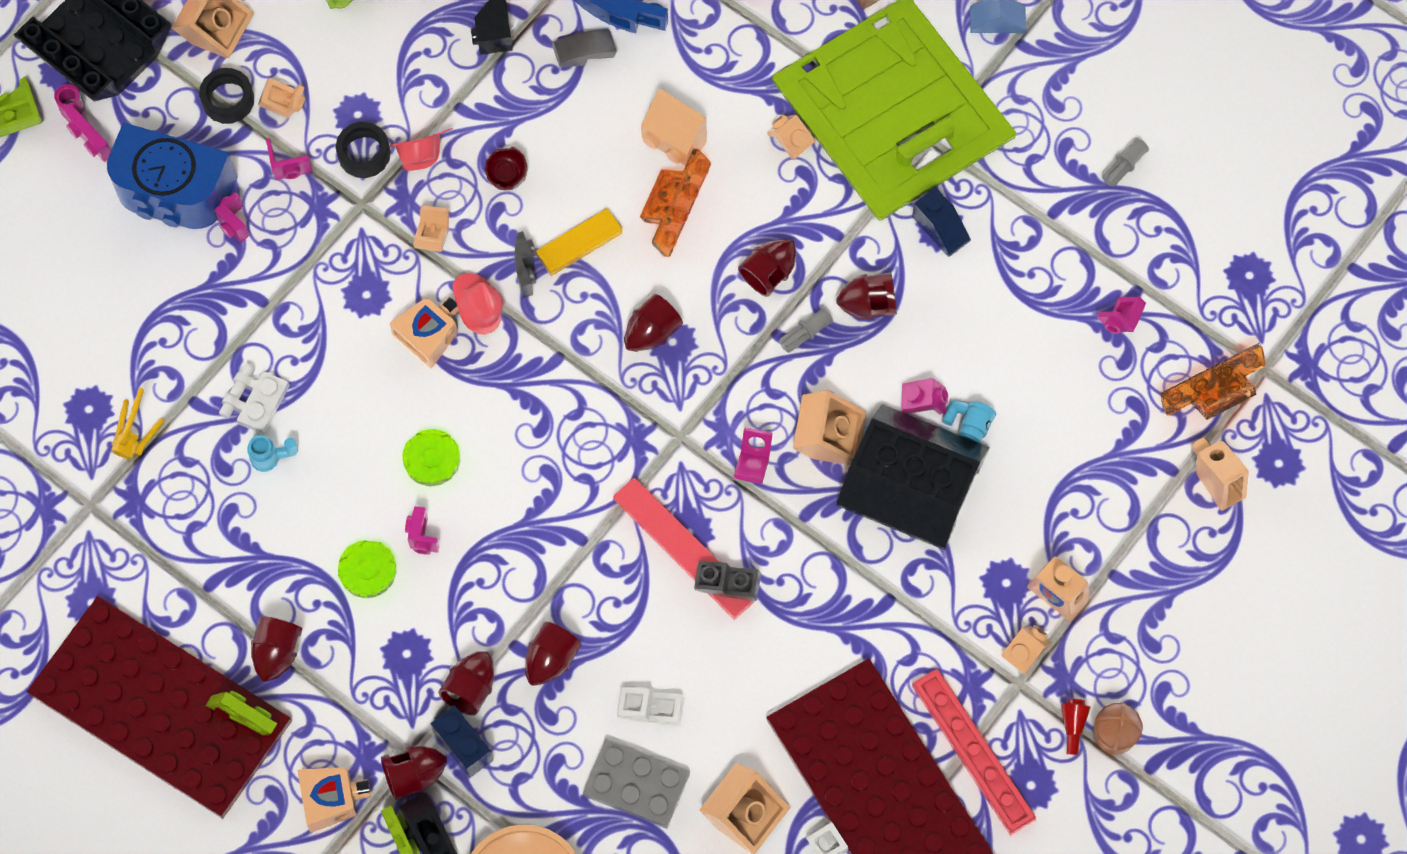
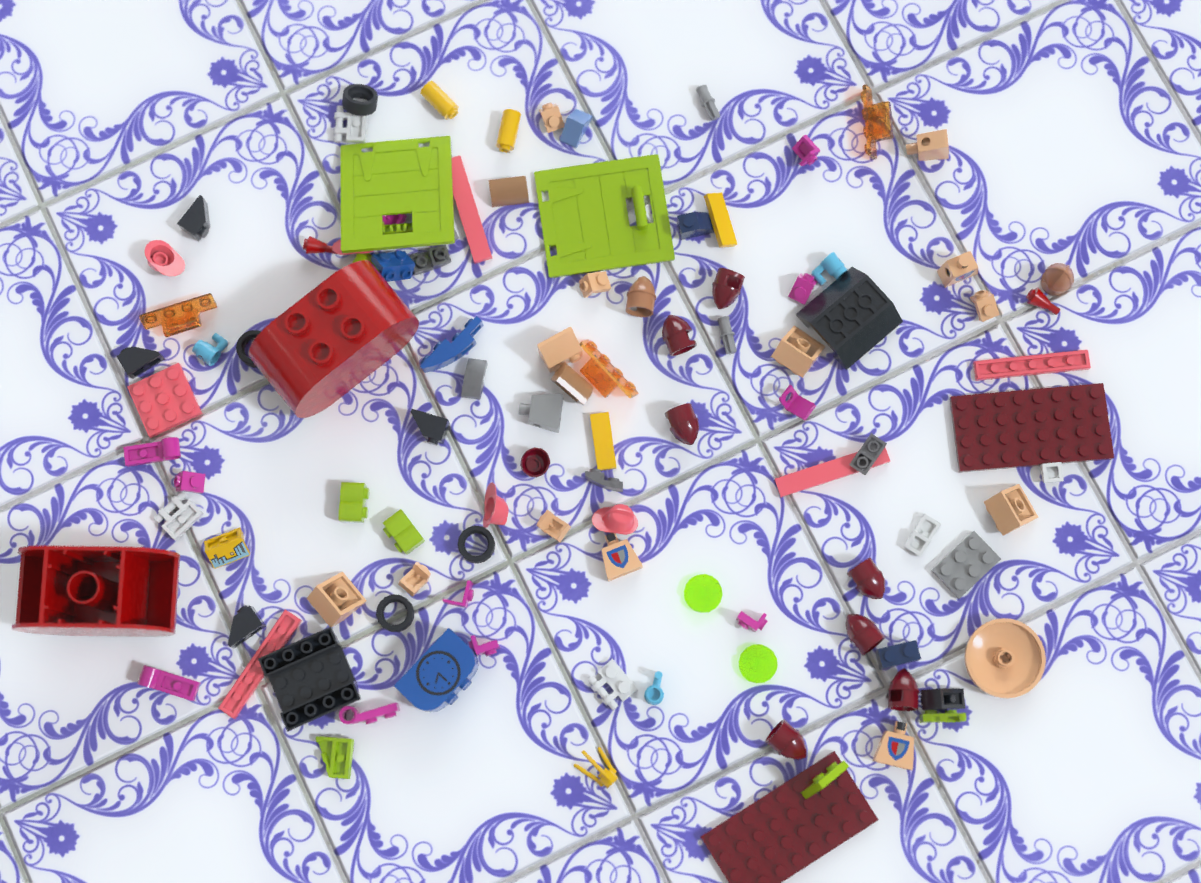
camera: 60 degrees left, 10 degrees up
(337, 57) = (403, 532): none -> lime brick
(583, 151) = (544, 411): none -> light grey torso
(636, 165) = (572, 383): none -> medium nougat brick
(800, 196) = (641, 295): none -> nougat helmet
(964, 250) = (720, 220): none -> yellow tile

